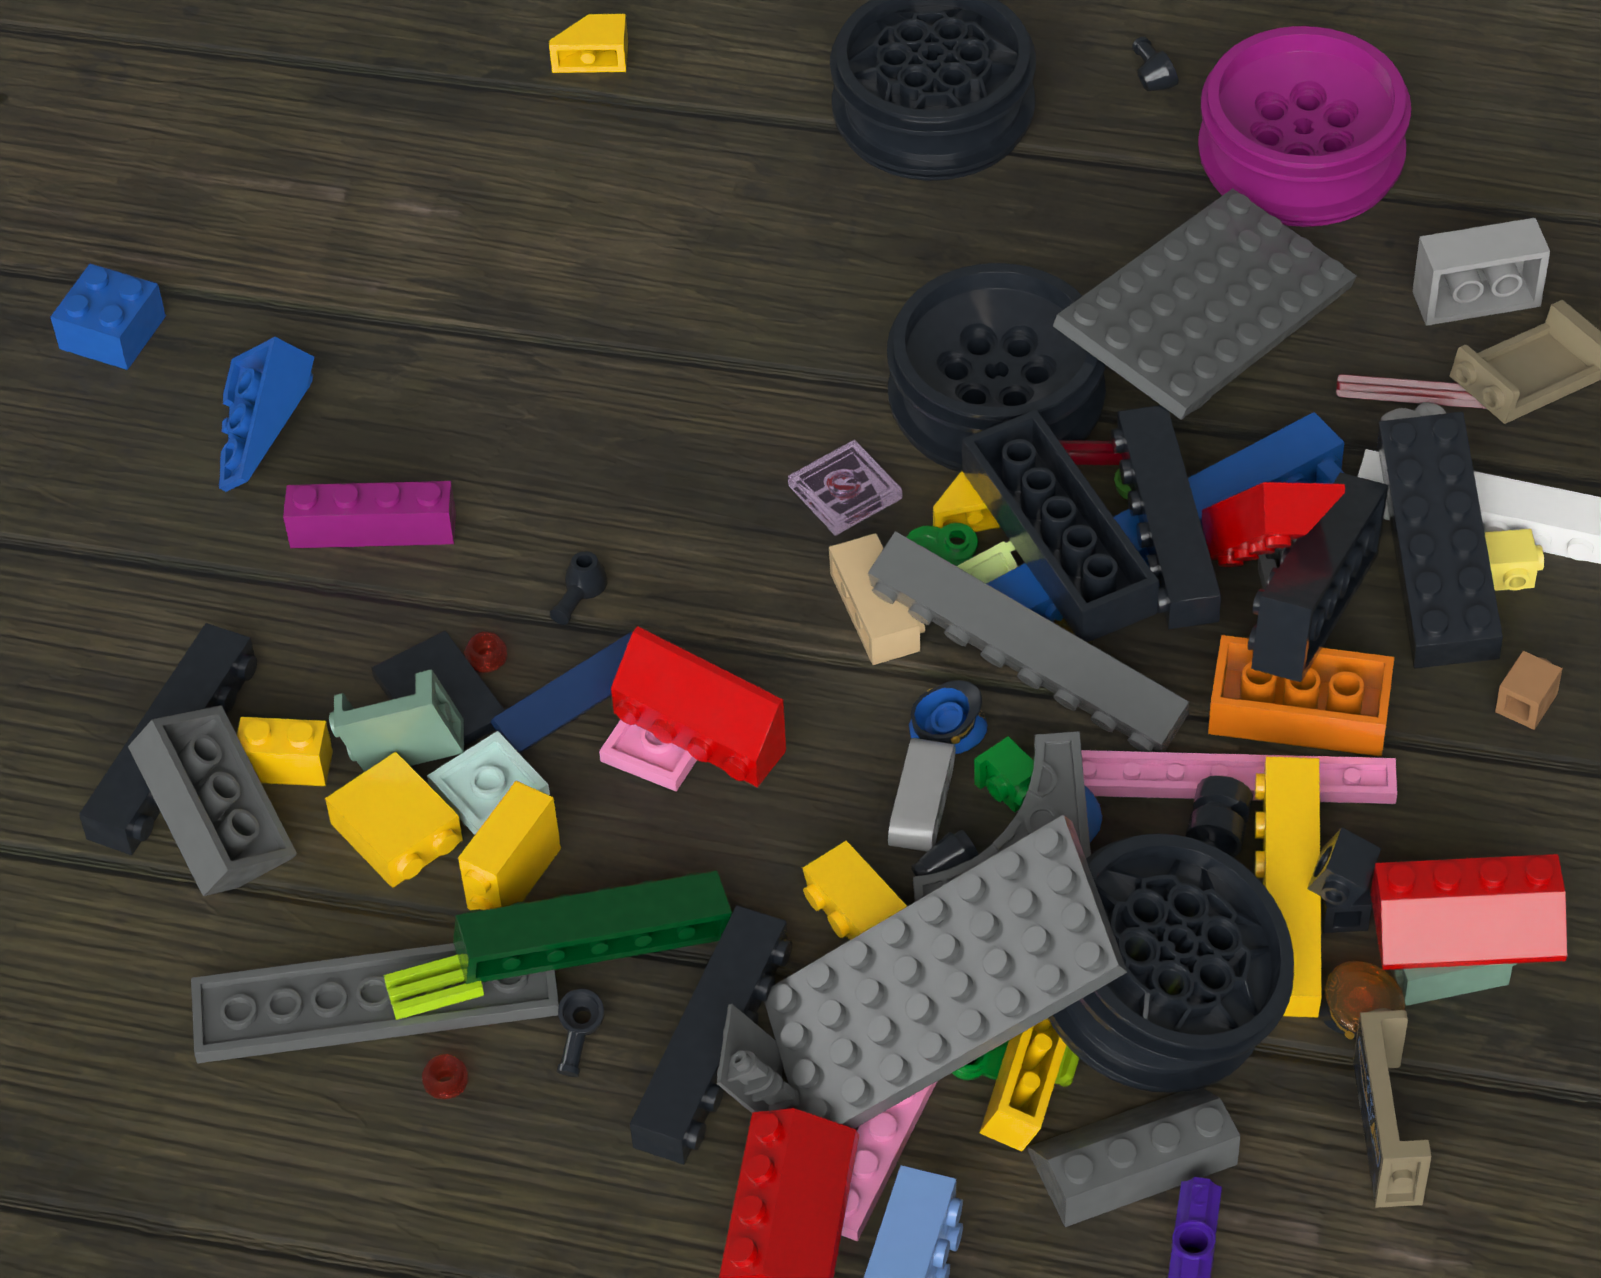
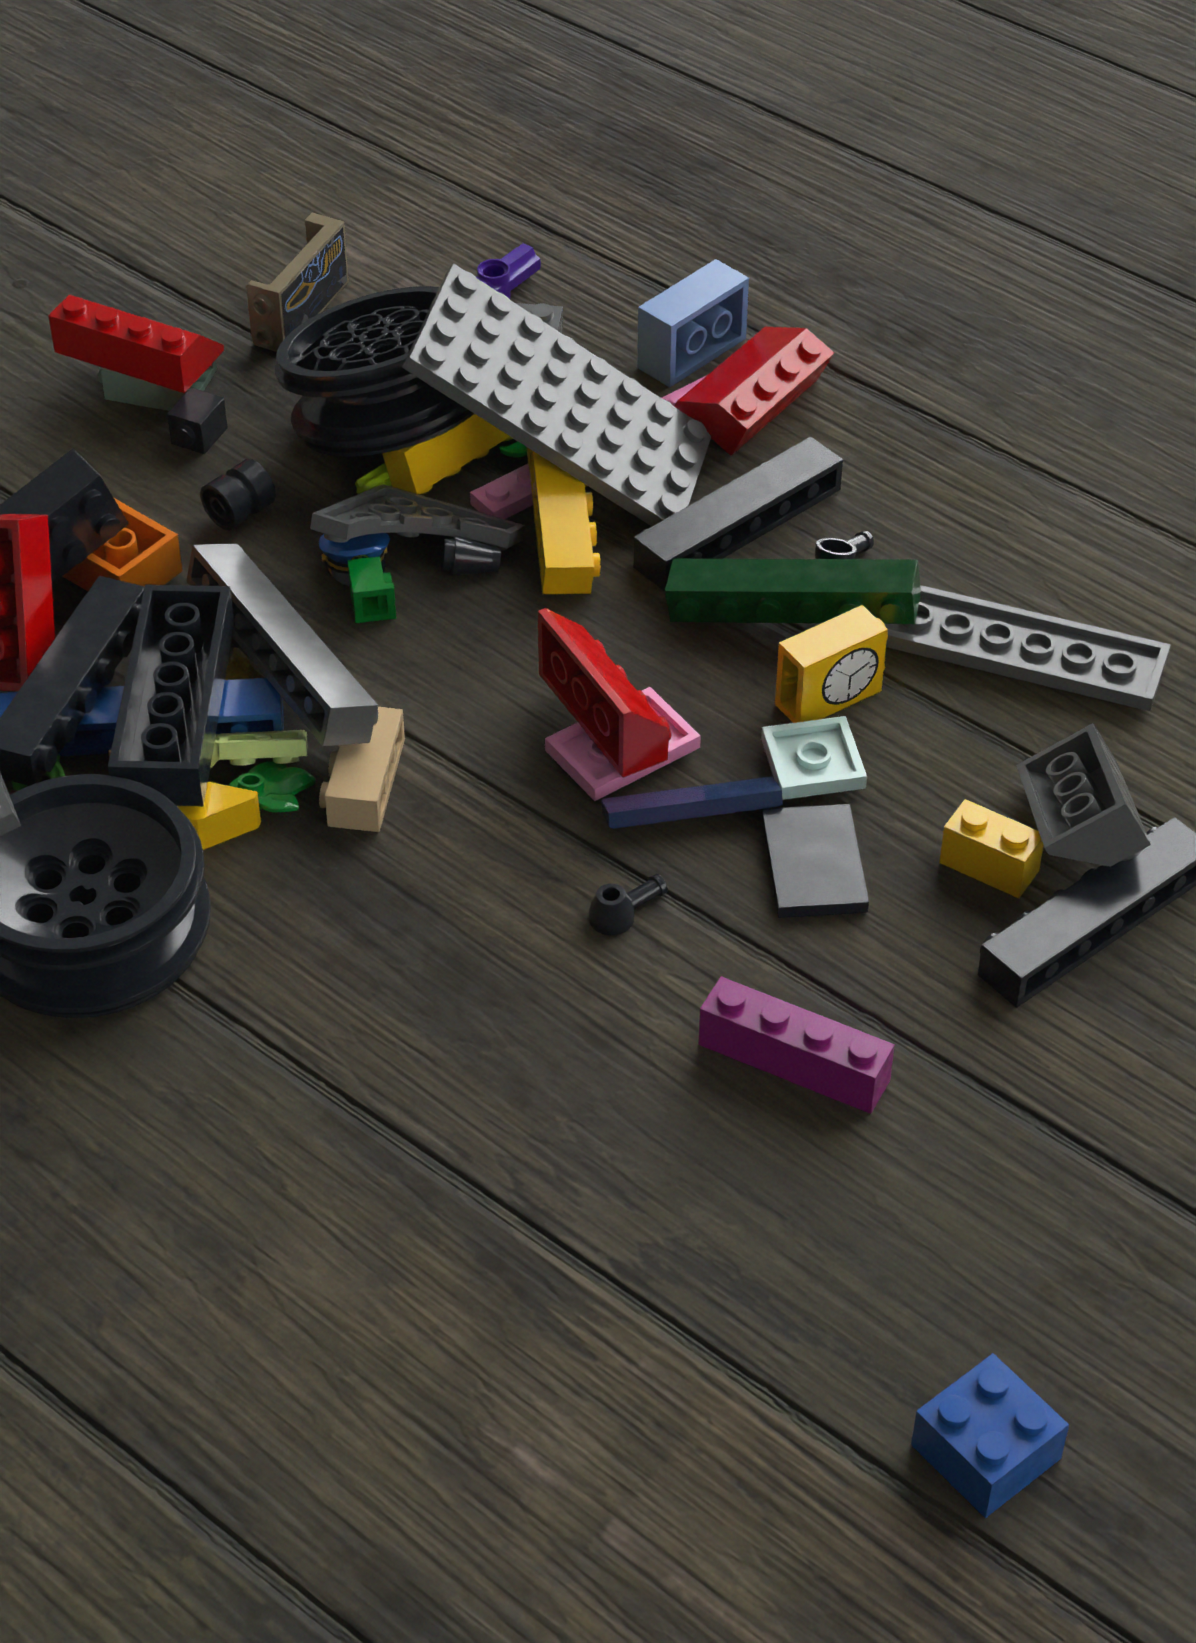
camera: 155 degrees left, 5 degrees down
(261, 396) = (853, 1233): blue wedge -> none
(394, 819) = (915, 757): yellow brick -> none
(414, 726) = (881, 787): sand green panel -> none
(430, 979) = (953, 608): lime tile -> none
(444, 1066) = (965, 568): clear red plate -> none
(483, 644) = (750, 875): clear red plate -> none
(591, 45) = (162, 1583): yellow slope -> none
(753, 1066) = (723, 453): dark grey hinge -> none
(844, 487) = (304, 896): clear purple tile -> none
(921, 794) = (450, 606): light grey beam -> none
(950, 715) = (381, 653): blue piece -> none
(1180, 773) = (200, 526): bright pink plate -> none
(1287, 863) = (217, 437): yellow brick -> none
(1344, 868) = (183, 384): black brick -> none
(1356, 989) = (250, 366): clear orange piece -> none

